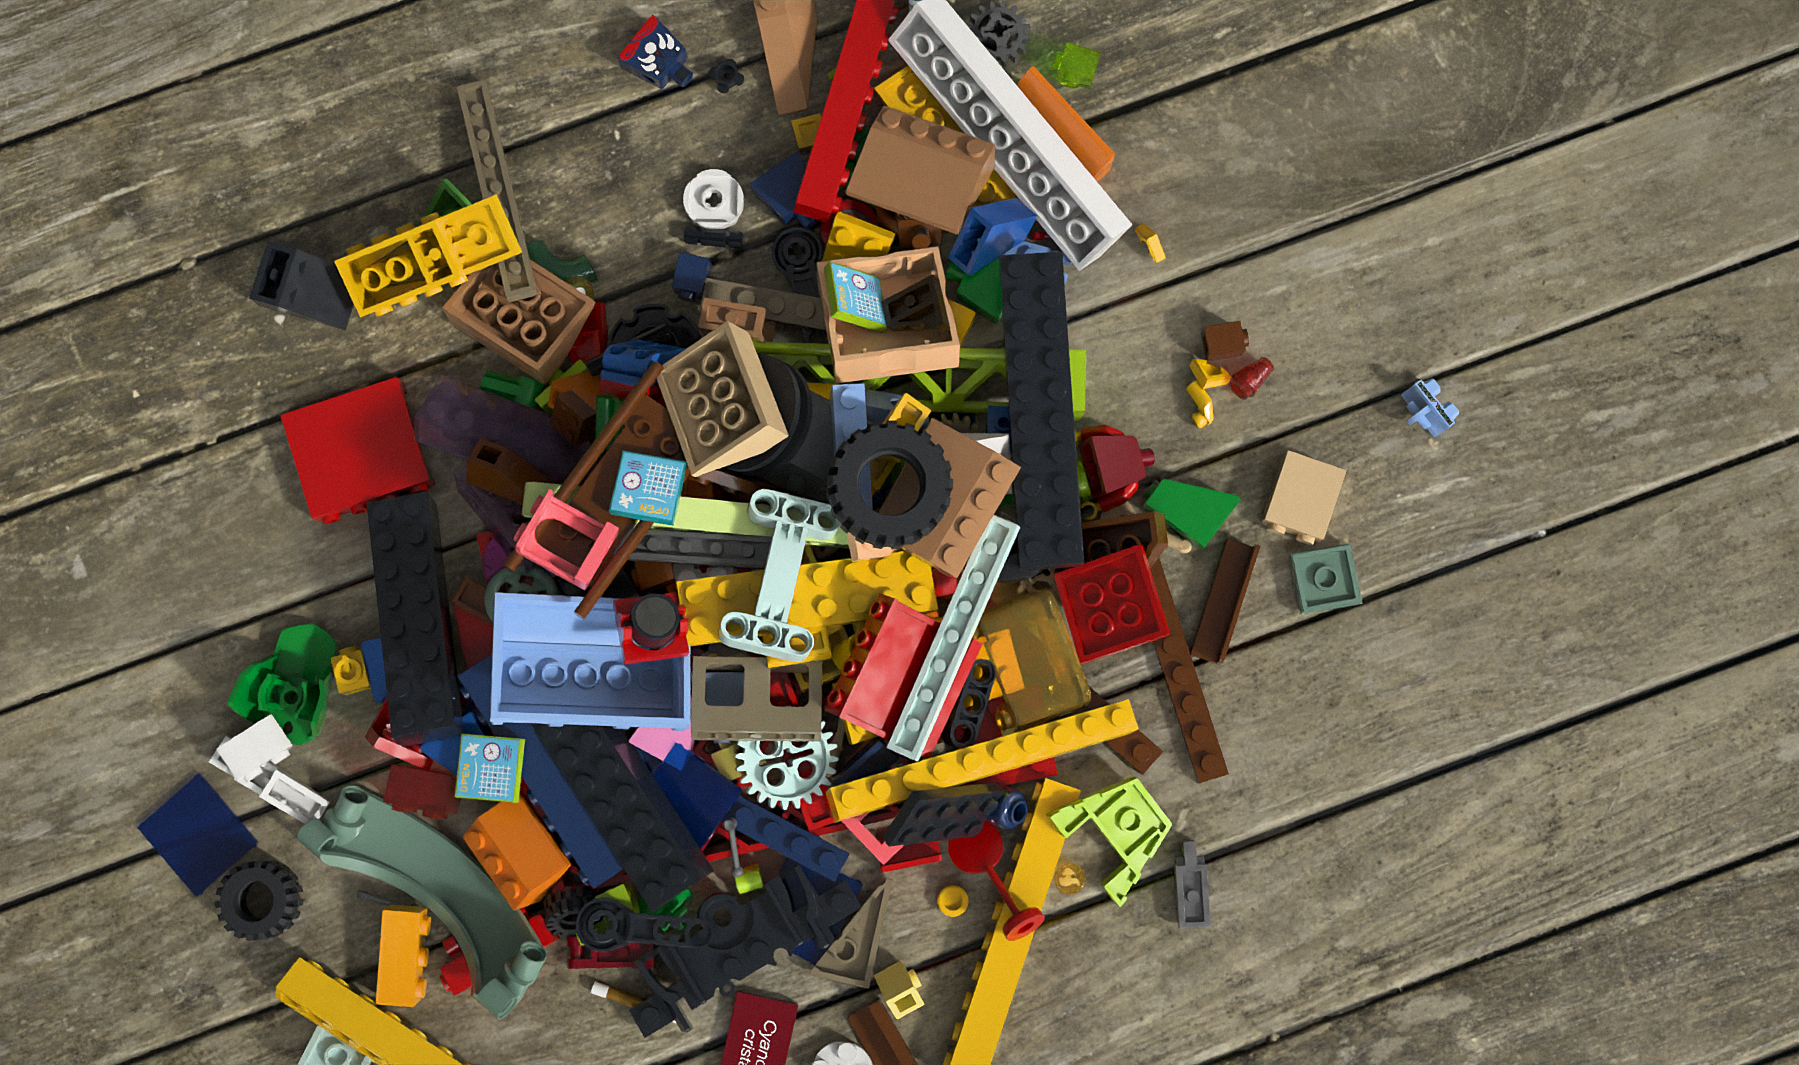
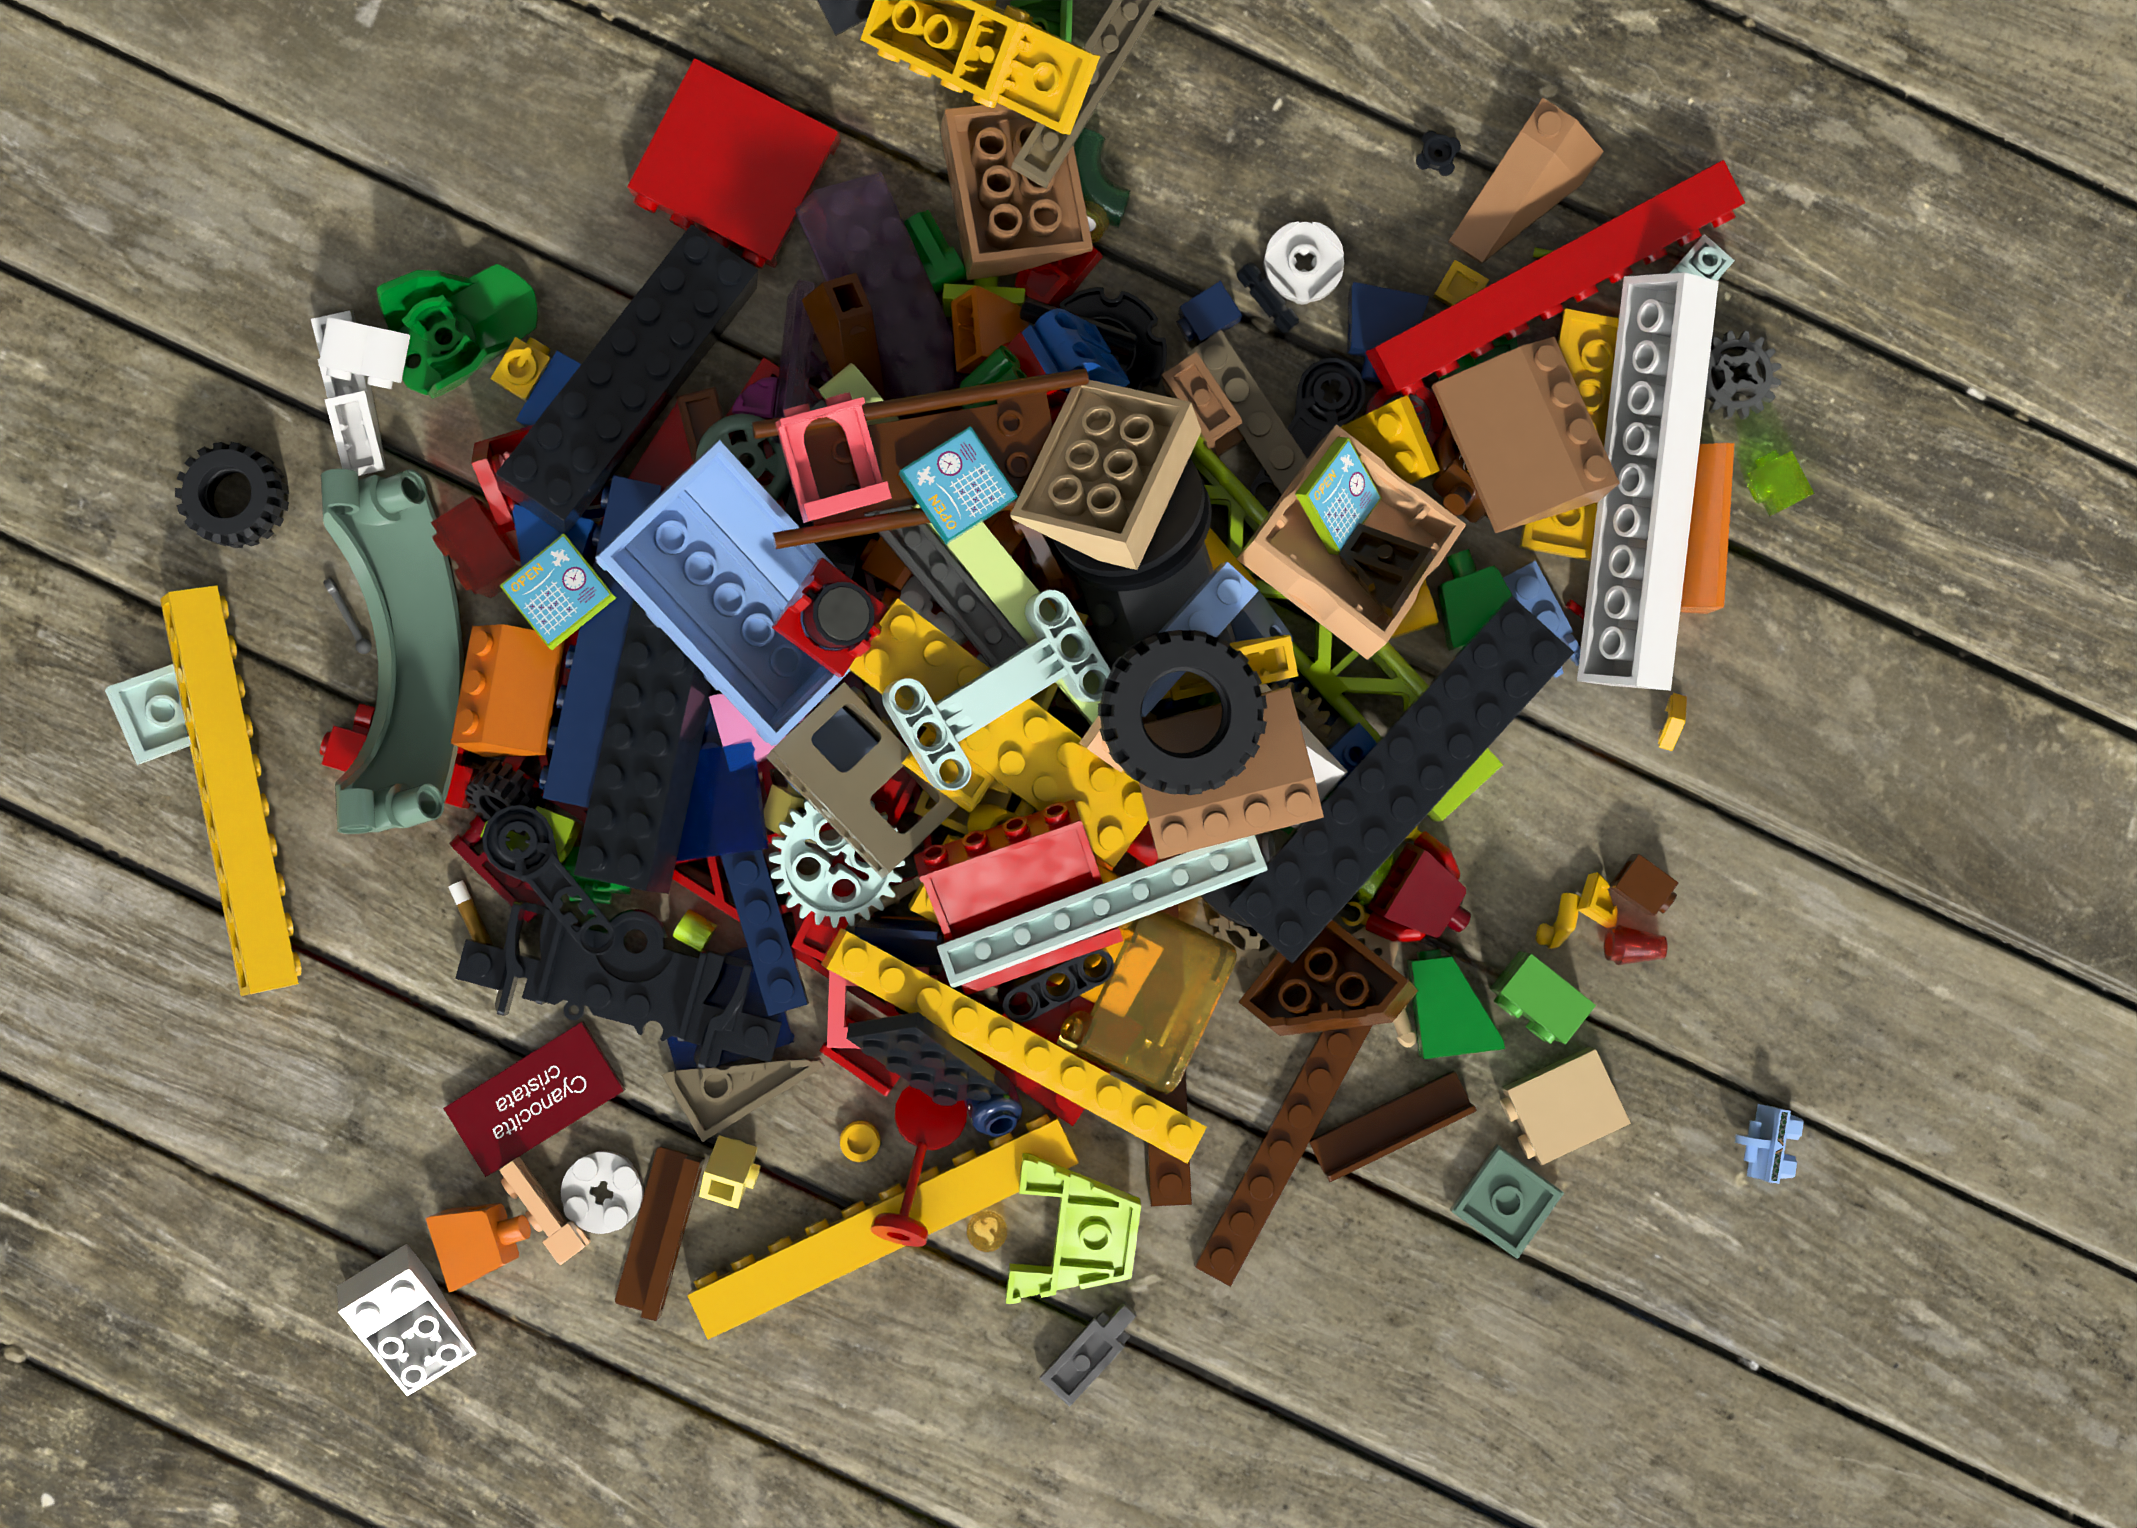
camera: 40 degrees right, 5 degrees up
(198, 835) = (236, 376): clear blue piece -> none
(402, 955) = (311, 679): light orange brick -> none
(573, 418) = (960, 341): reddish brown piece -> none
(656, 56) = (1390, 66): torso -> none
(730, 825) = (725, 867): dark grey hinge -> none
(991, 232) = (1529, 562): blue slope -> none
(1111, 604) = (1280, 1025): red plate -> none
(1232, 452) = (1542, 997): none -> bright green brick

